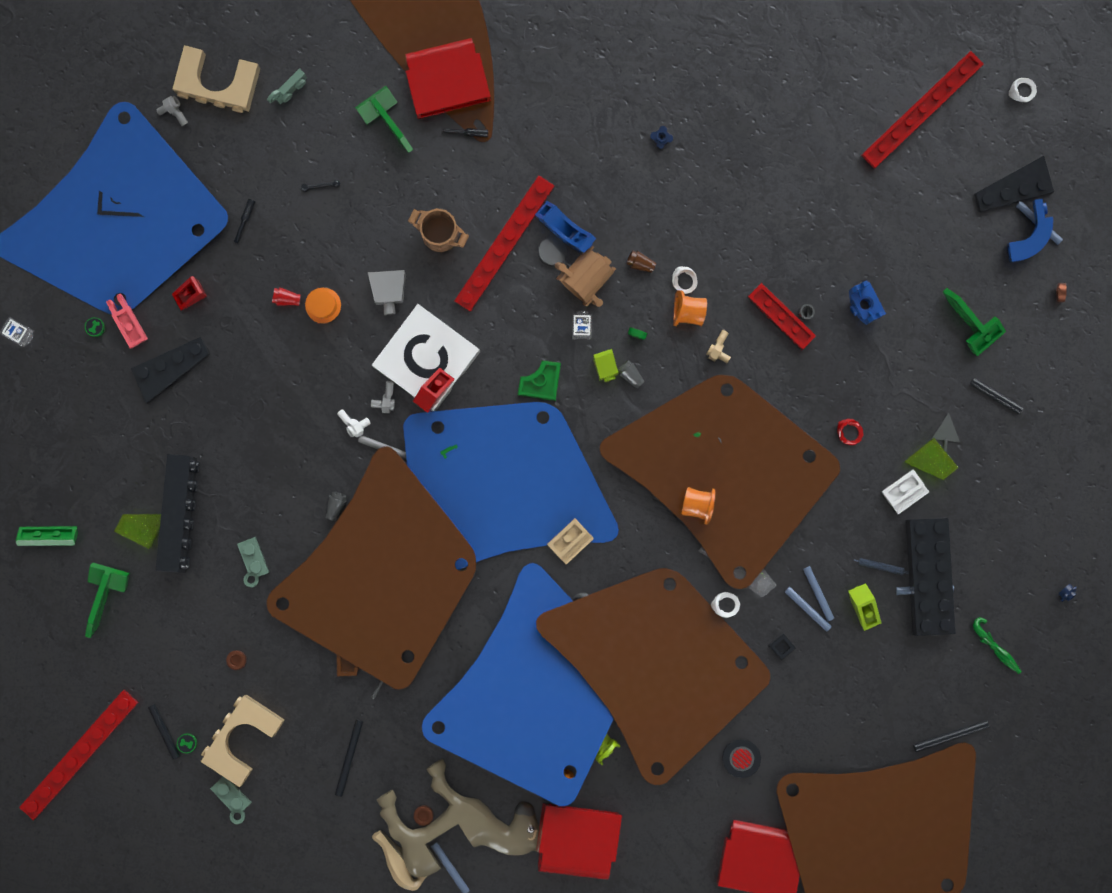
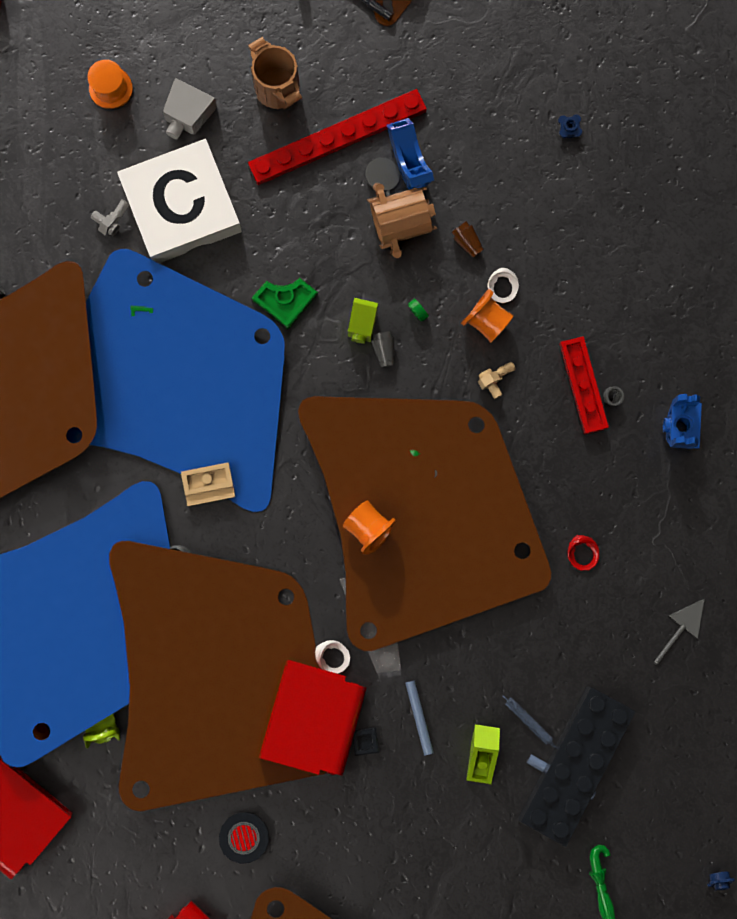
camera: 30 degrees right, 5 degrees down
(284, 297) = (75, 54): red cone -> none
(354, 427) = (59, 227): white piece -> none
(375, 444) = (68, 256): light grey bar -> none
(433, 390) = (162, 233): red slope -> none
(581, 325) = (363, 267): brick -> none
(739, 654) = (312, 720): none -> red piece
(818, 593) = (441, 708): sand blue bar -> none
(905, 491) = (604, 654): white plate -> none
(933, 460) = (656, 639): clear neon green wing -> none

